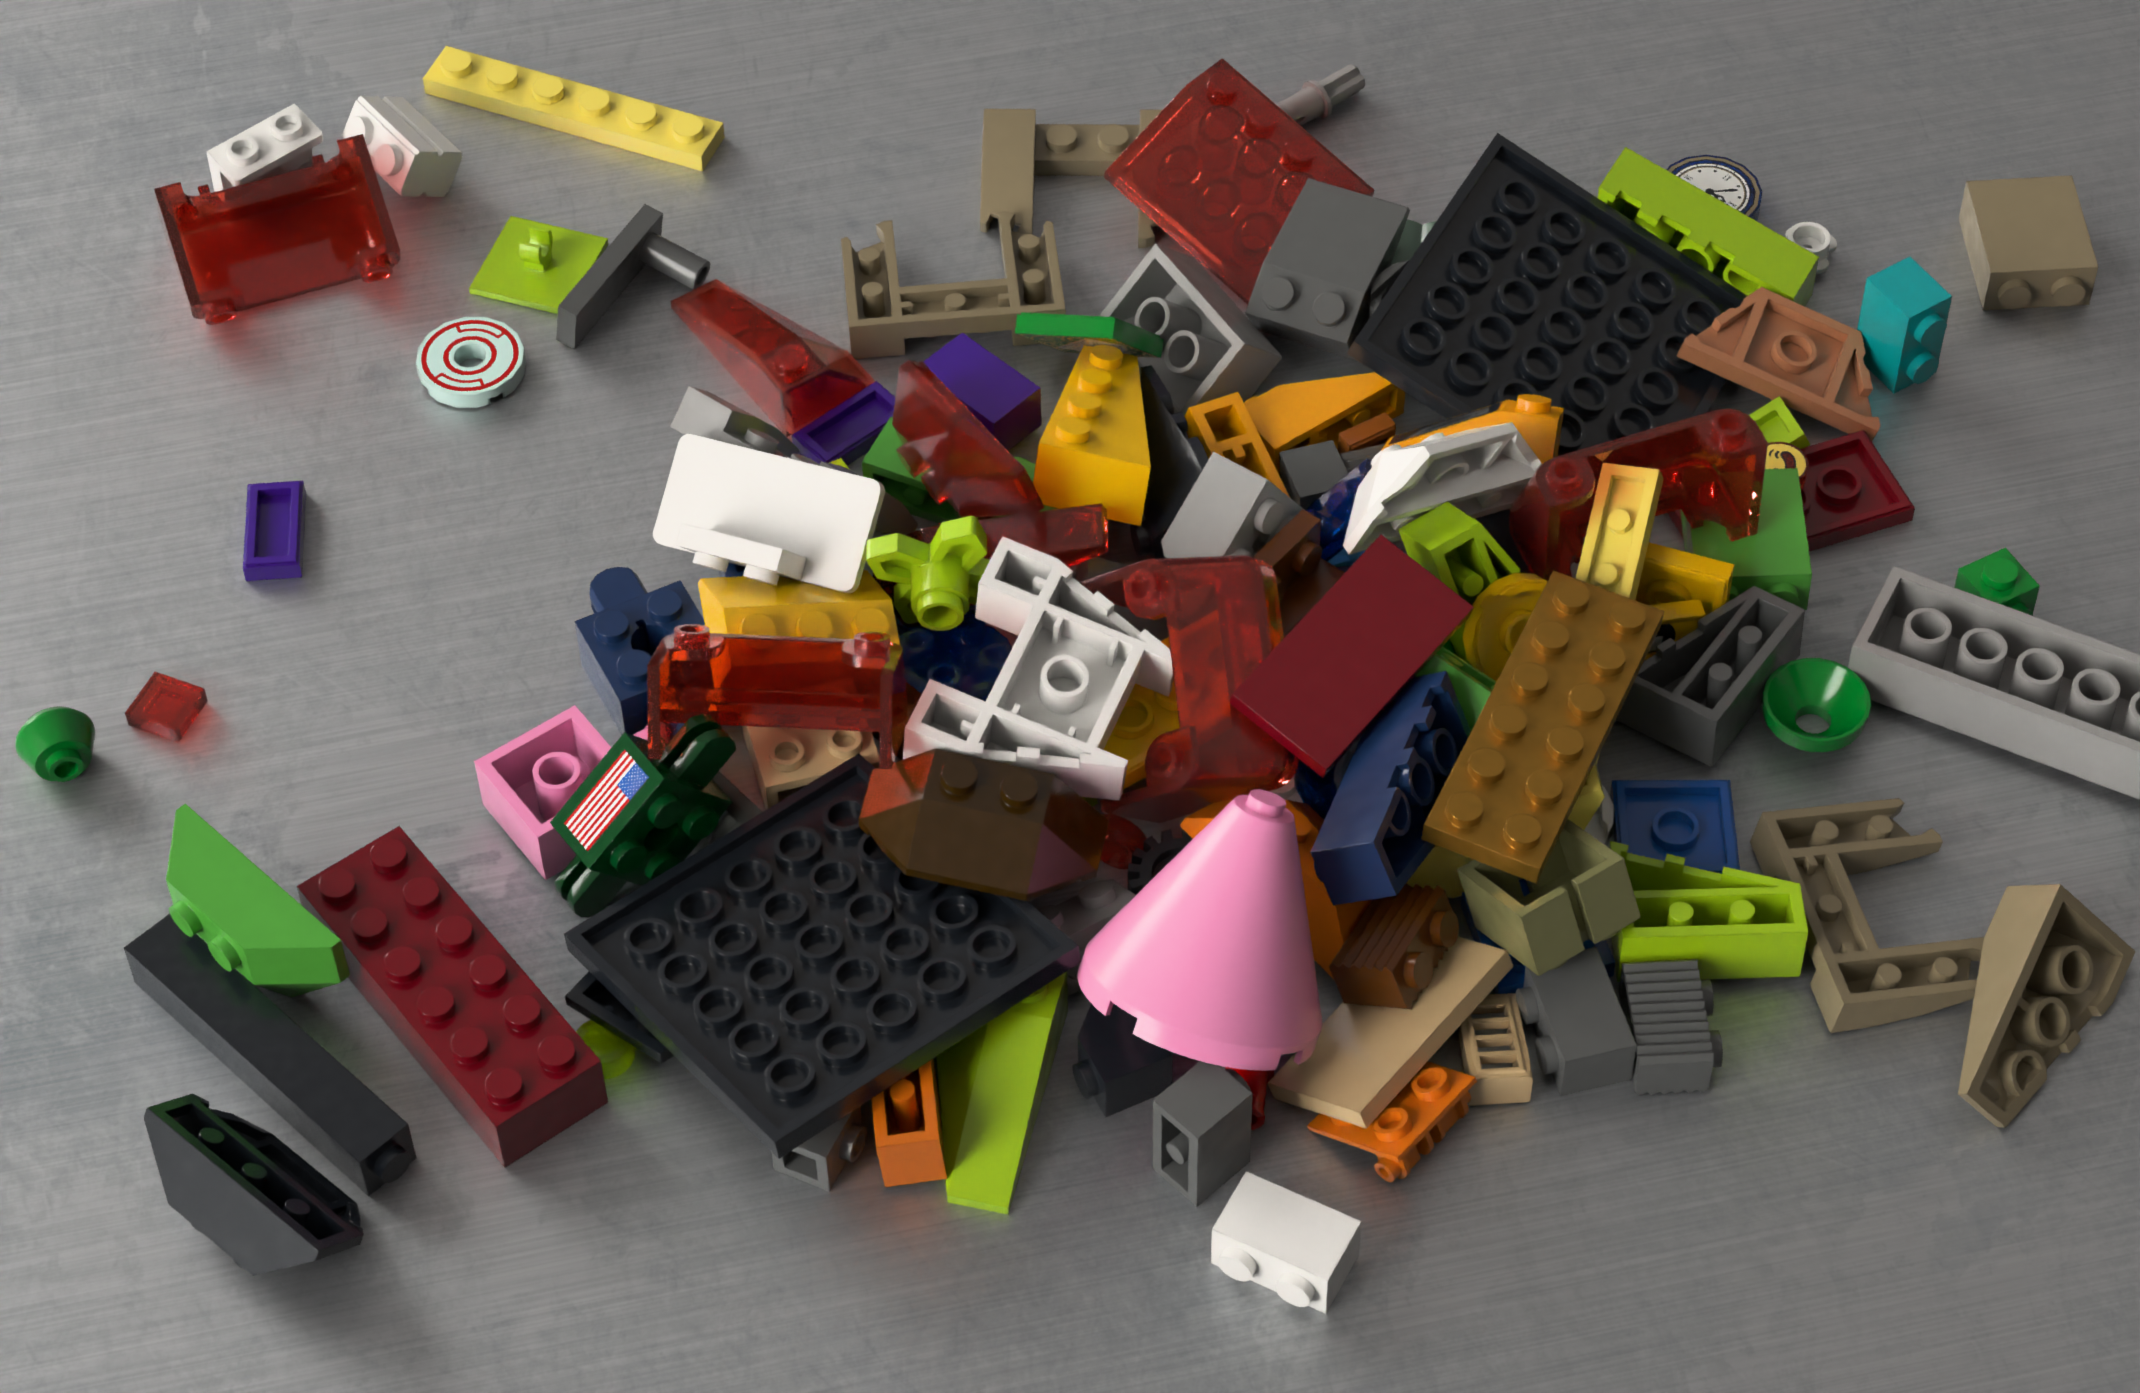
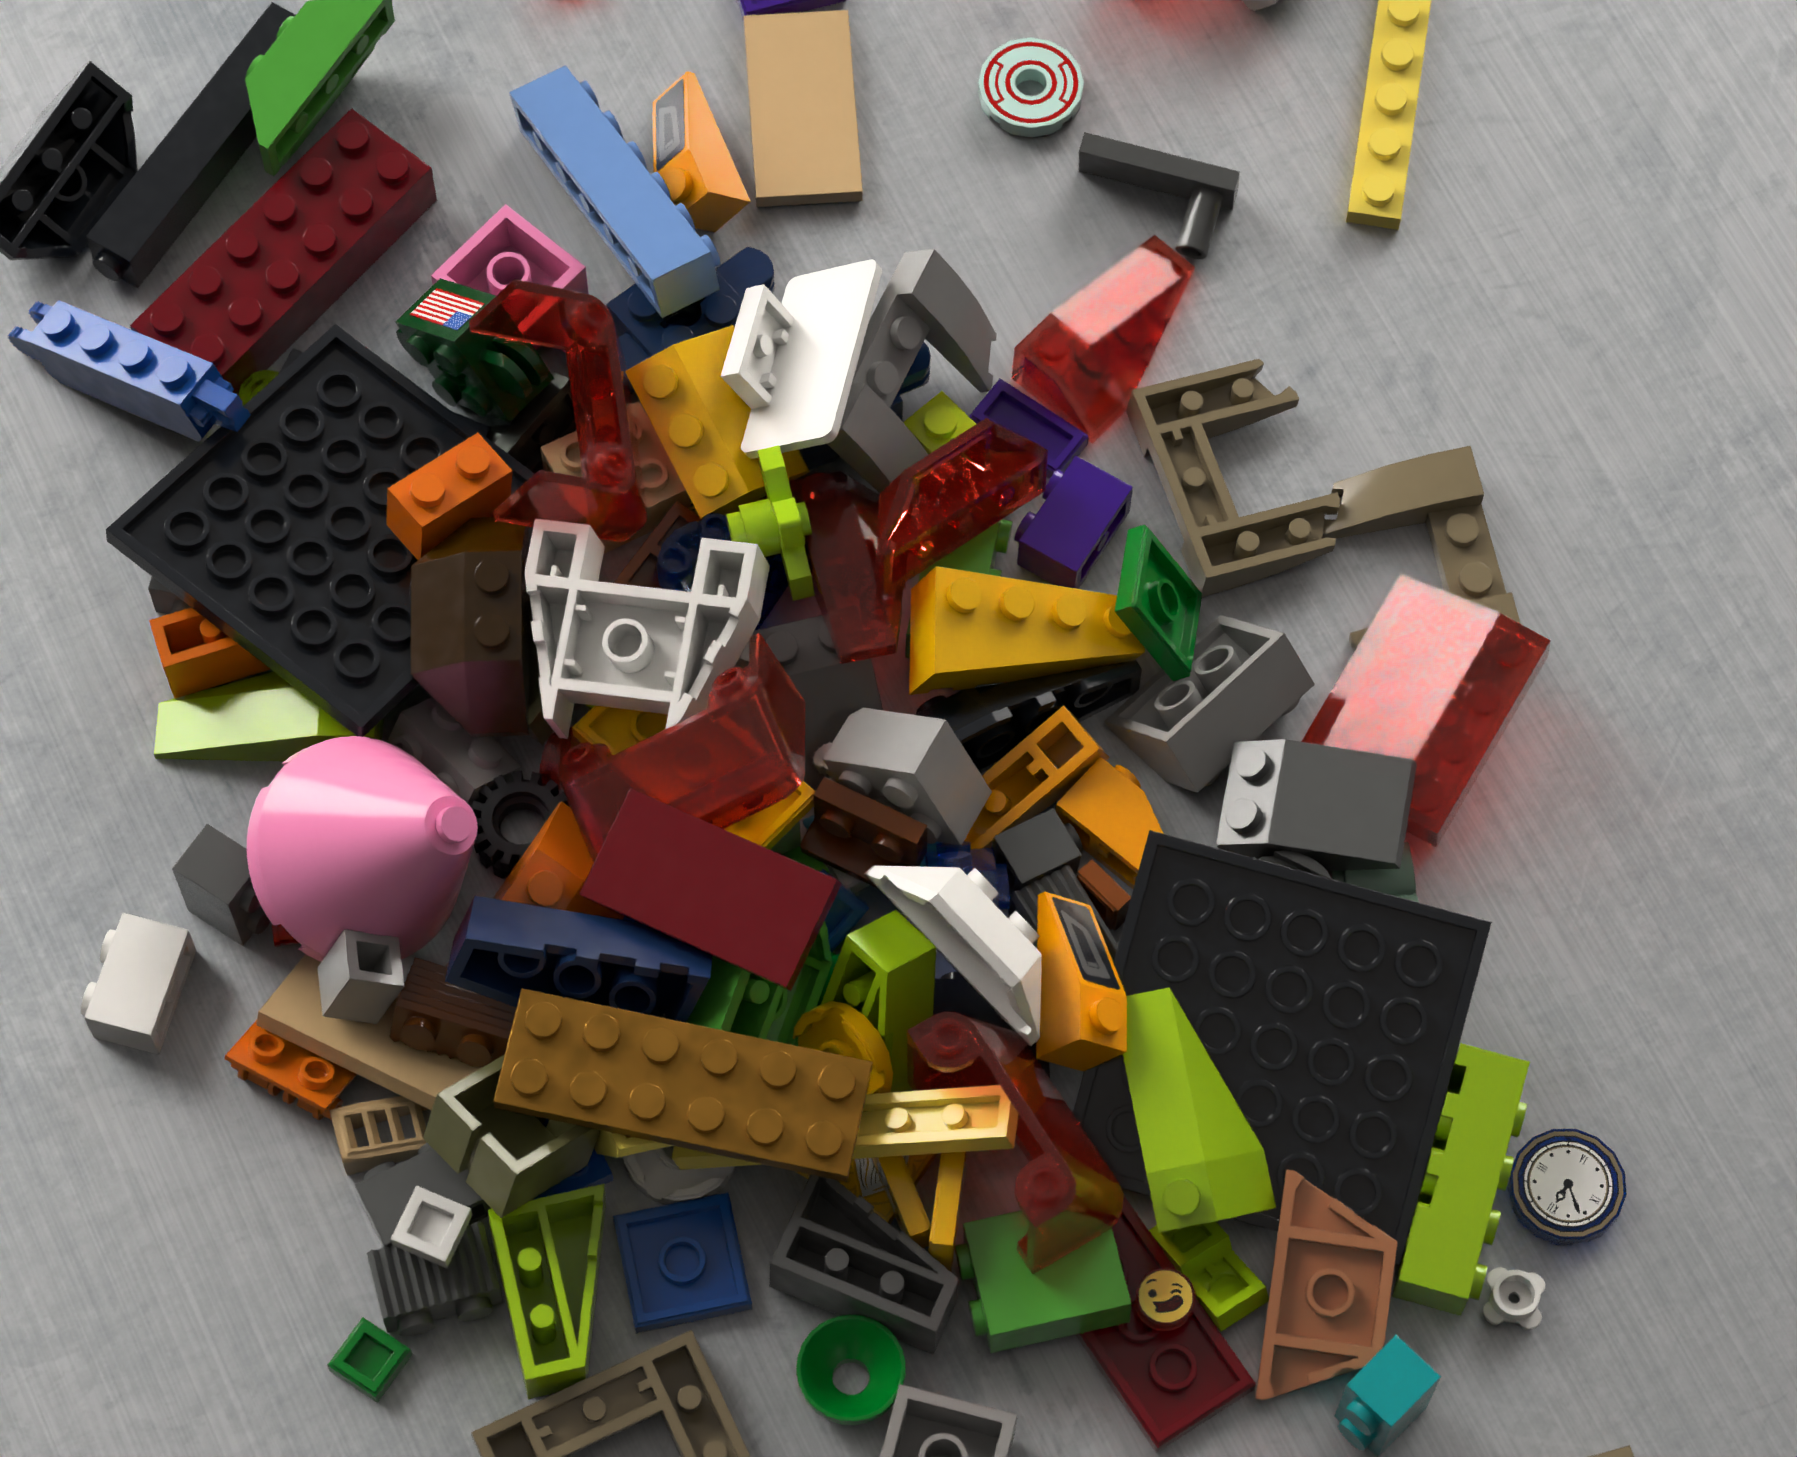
camera: 75 degrees right, 15 degrees up
(423, 540) = (802, 108): none -> tan tile
(448, 623) = (694, 156): none -> light orange slope
(489, 670) = (616, 191): none -> medium blue brick
(536, 264) = (1177, 110): lime piece -> none
(552, 1134) = (130, 370): none -> blue hinge
(829, 834) = (446, 494): none -> orange brick
(1319, 97) = (1600, 766): light grey axle -> none
(1349, 1005) = (360, 976): none -> light grey brick
(1619, 399) = (1191, 1132): none -> lime wedge
(1633, 987) = (431, 1226): none -> white plate
(1737, 1105) = (369, 1359): none -> green tile

